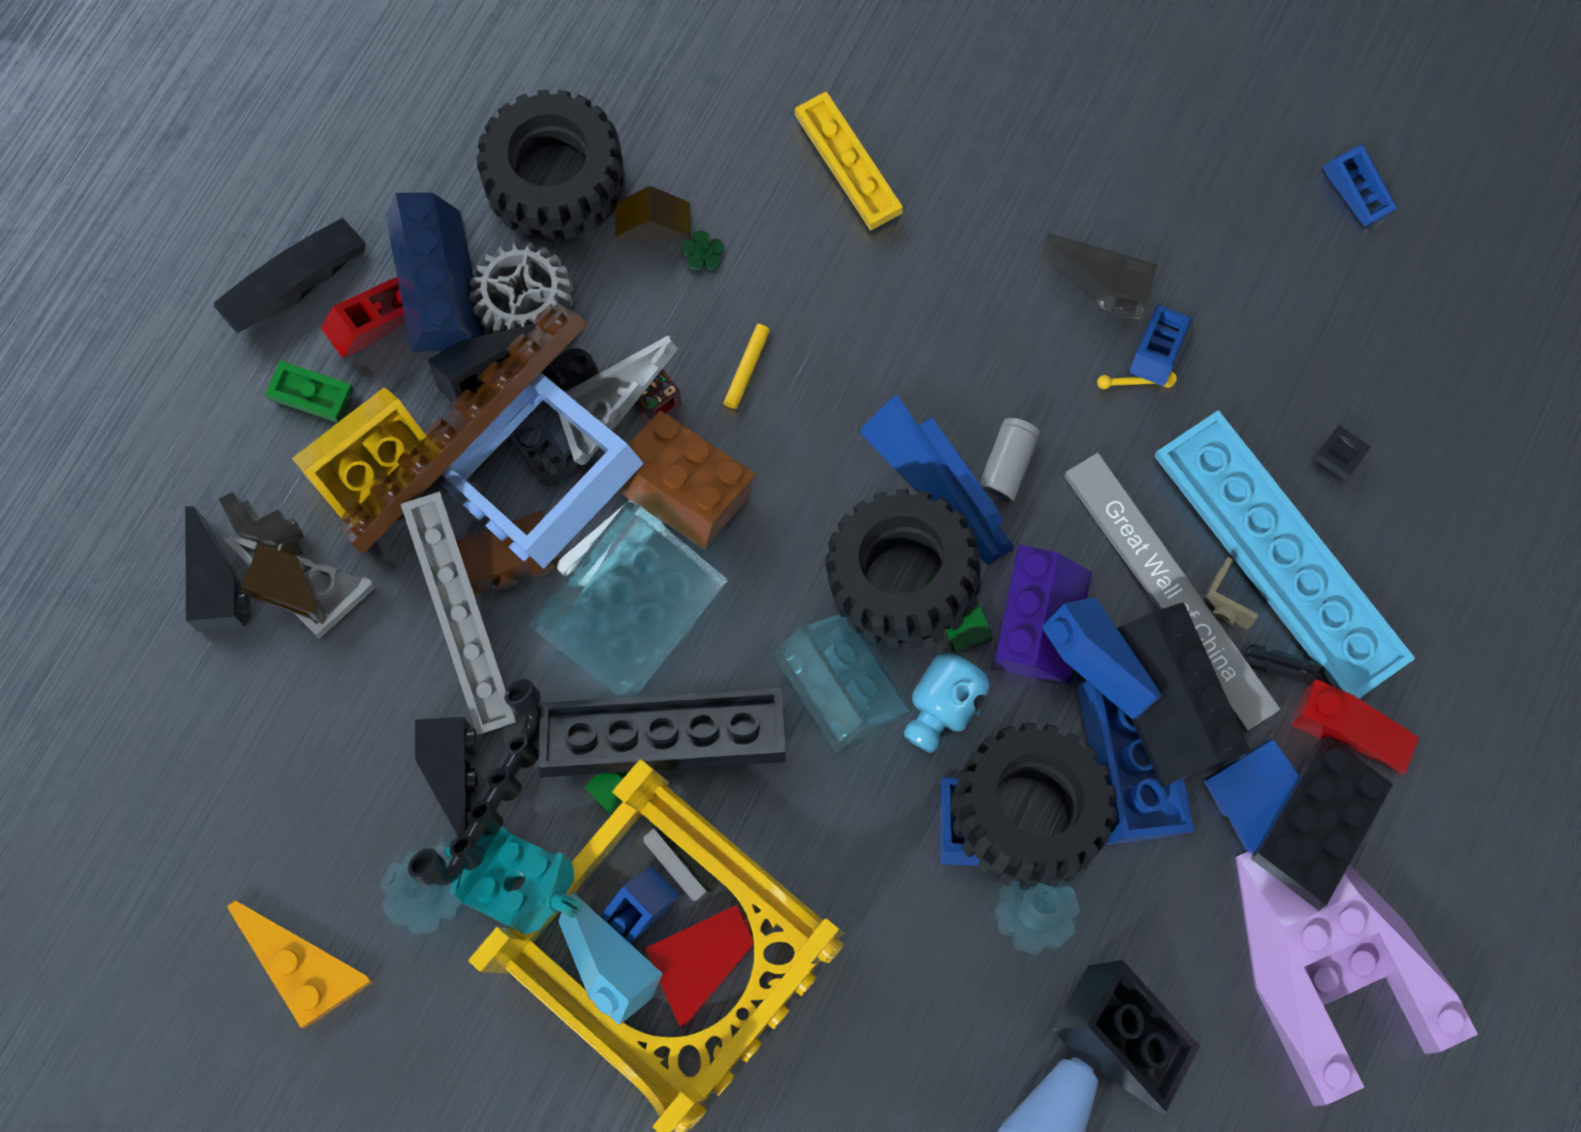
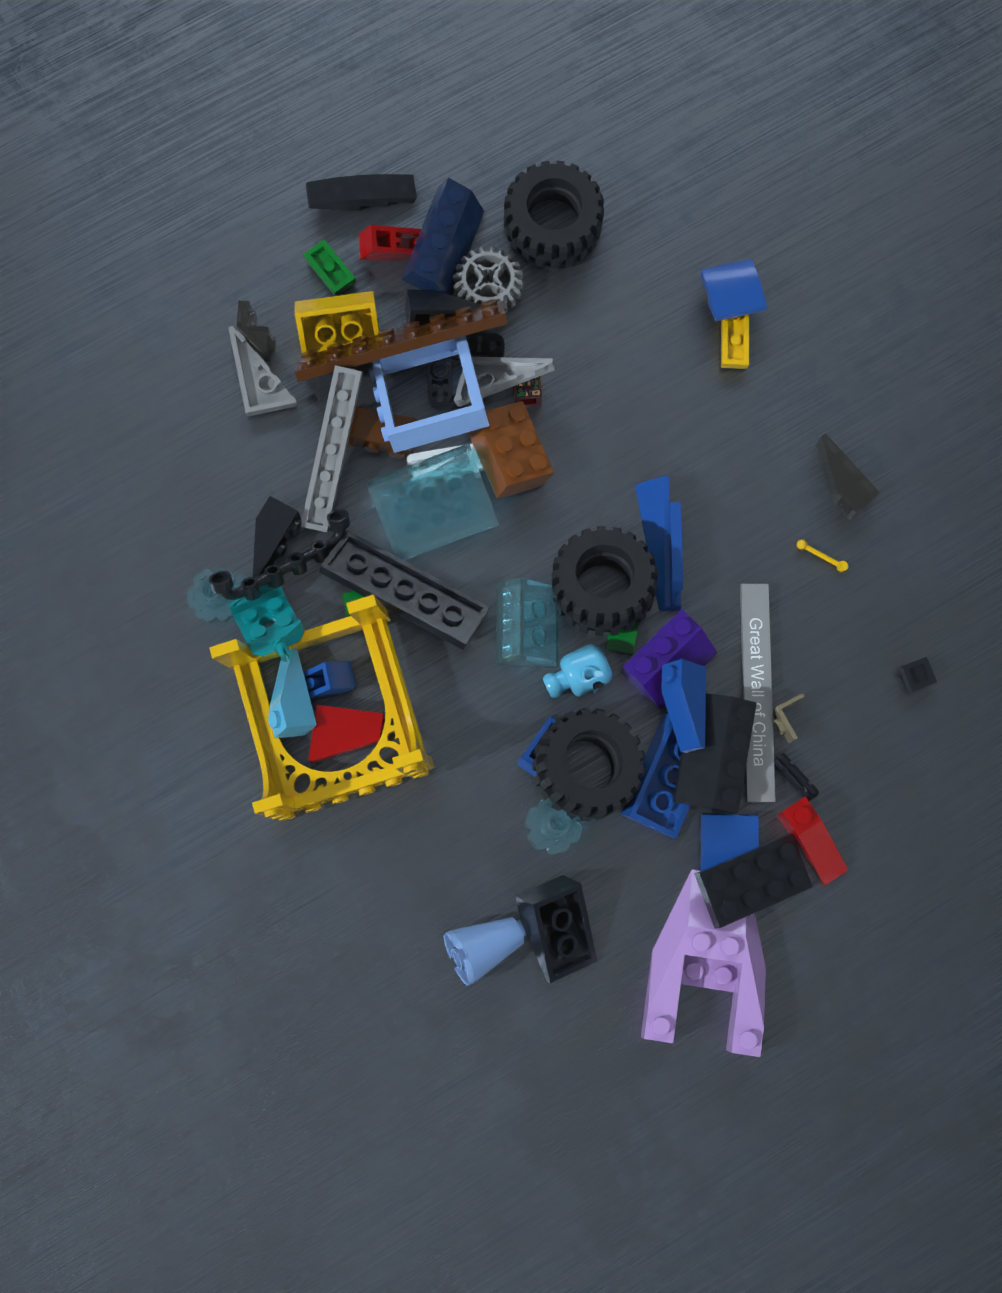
camera: 30 degrees right, 5 degrees up
(211, 584) = (205, 350): black slope -> none
(283, 582) = (245, 370): dark brown slope -> none
(302, 973) = (122, 601): light orange wing -> none
(652, 216) = (595, 281): dark brown slope -> none
(677, 865) = (365, 671): light grey tile -> none
(702, 252) = (612, 320): dark green plant -> none
(746, 366) = (593, 405): yellow piece -> none
(828, 129) = (733, 290): none -> blue slope
(1009, 460) = (711, 556): light grey pin -> none
(1153, 364) = (839, 553): blue slope -> none
(1283, 556) = (838, 714): medium azure plate -> none

